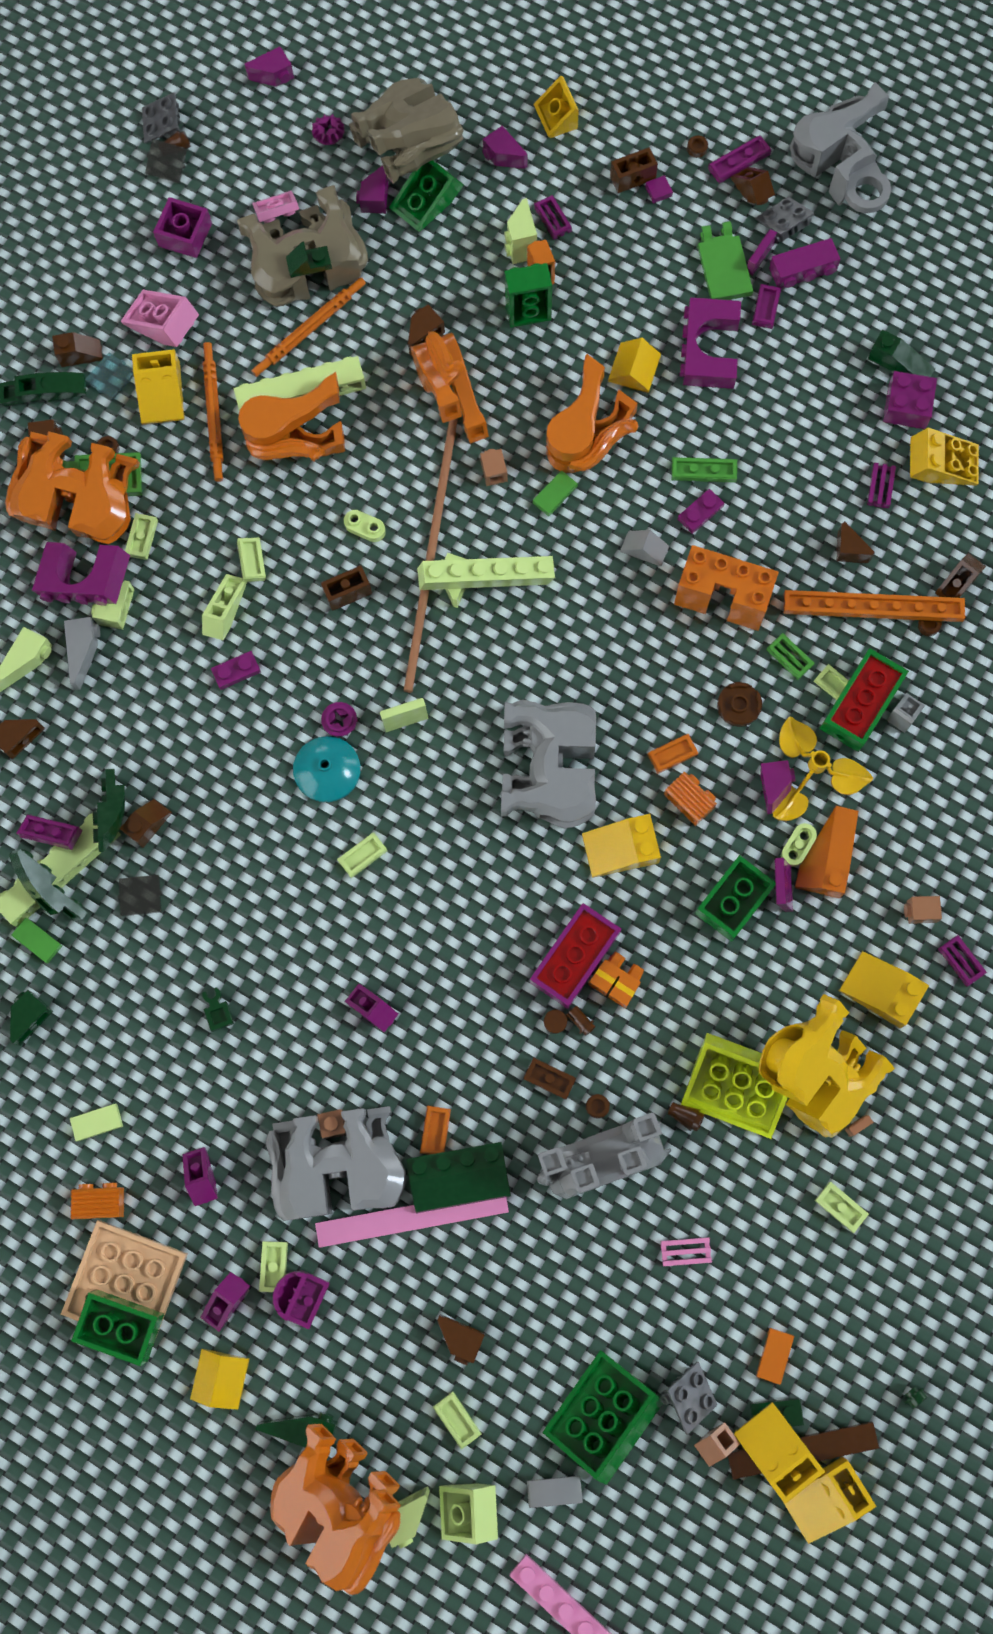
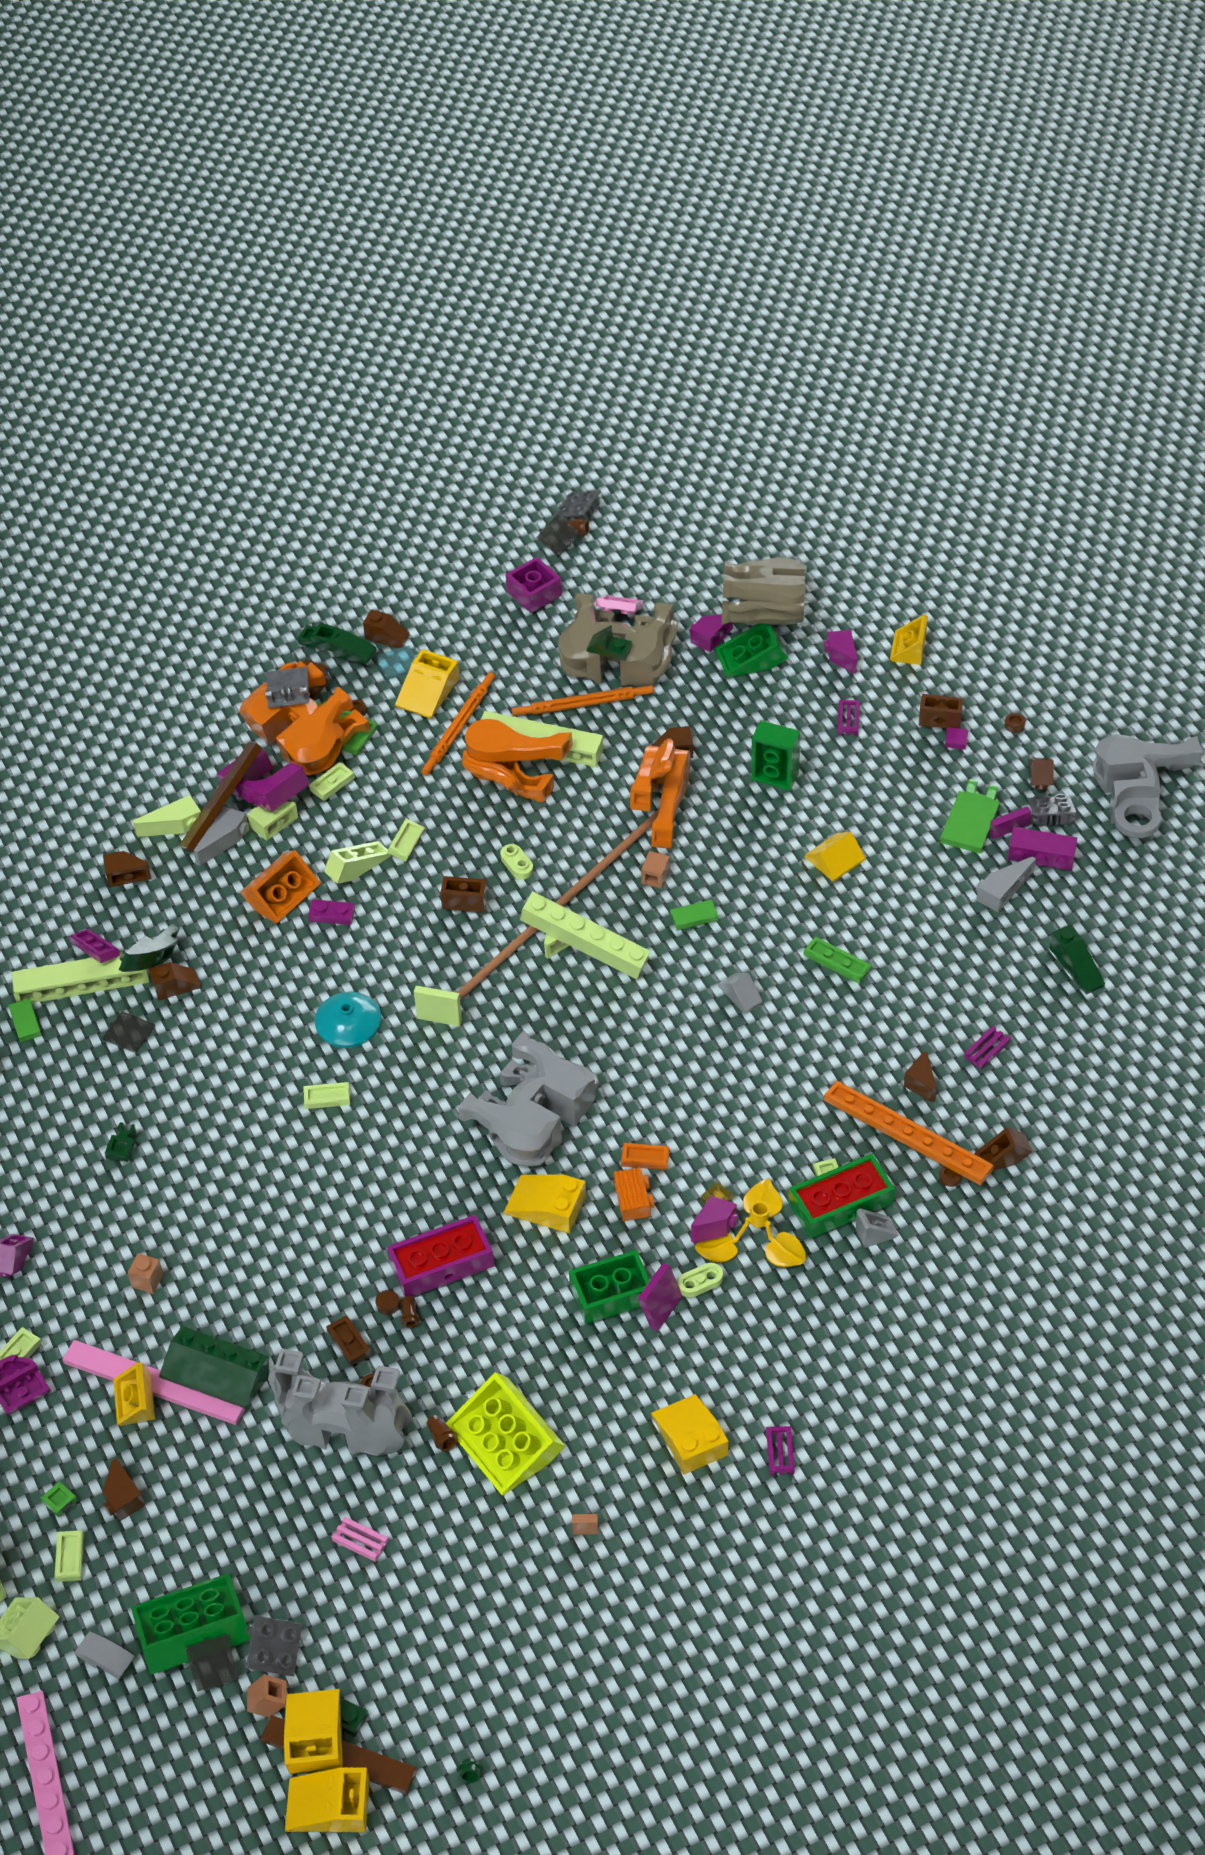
camera: 30 degrees right, 25 degrees down
(38, 883) = (56, 968): slope -> none
(45, 470) = (287, 687): none -> flat silver hinge
(57, 614) = (220, 796): none -> reddish brown tile
(161, 317) = (469, 639): bright pink slope -> none
(173, 672) = (280, 886): none -> orange slope
(270, 68) = (691, 509): magenta slope -> none
(302, 1168) = (143, 1310): light grey animal -> none
(332, 135) = (707, 578): magenta gear -> none
(344, 710) = (379, 982): magenta gear -> none
(371, 1007) = (245, 1208): magenta slope -> none
(408, 1246) = (134, 1395): none -> yellow slope
(412, 1377) = (58, 1499): none -> bright green plate
(435, 1130) = (228, 1324): orange tile -> none
(519, 233) = (807, 711): yellowish green slope -> none
(541, 253) = (808, 740): orange brick -> none
(576, 437) = (739, 876): orange animal -> none
(608, 974) = (459, 1298): orange hips -> none
(650, 1443) = (212, 1662): none -> clear smoke piece
(699, 367) = (917, 845): magenta arch -> none
(700, 511) = (810, 989): magenta plate -> none
(739, 159) = (1046, 748): magenta tile -> none
(739, 704) = (732, 1149): reddish brown tile -> none
(748, 583) = (796, 1054): orange piece -> none
(756, 755) = (718, 1191): none -> clear yellow tile
(766, 306) = (986, 864): magenta tile -> none
(775, 1356) = (372, 1665): orange tile -> none
(784, 662) = (808, 1151): bright green tile -> none
(794, 322) = (1004, 883): none -> light grey slope
(819, 1080) = (586, 1476): yellow animal -> none
(829, 858) = (720, 1307): orange wedge -> none
(841, 1207) = (520, 1580): yellowish green plate -> none
(910, 400) = (1059, 993): magenta brick -> none
(923, 909) = (773, 1387): nougat brick -> none
(943, 458) = (1059, 1053): yellow slope -> none

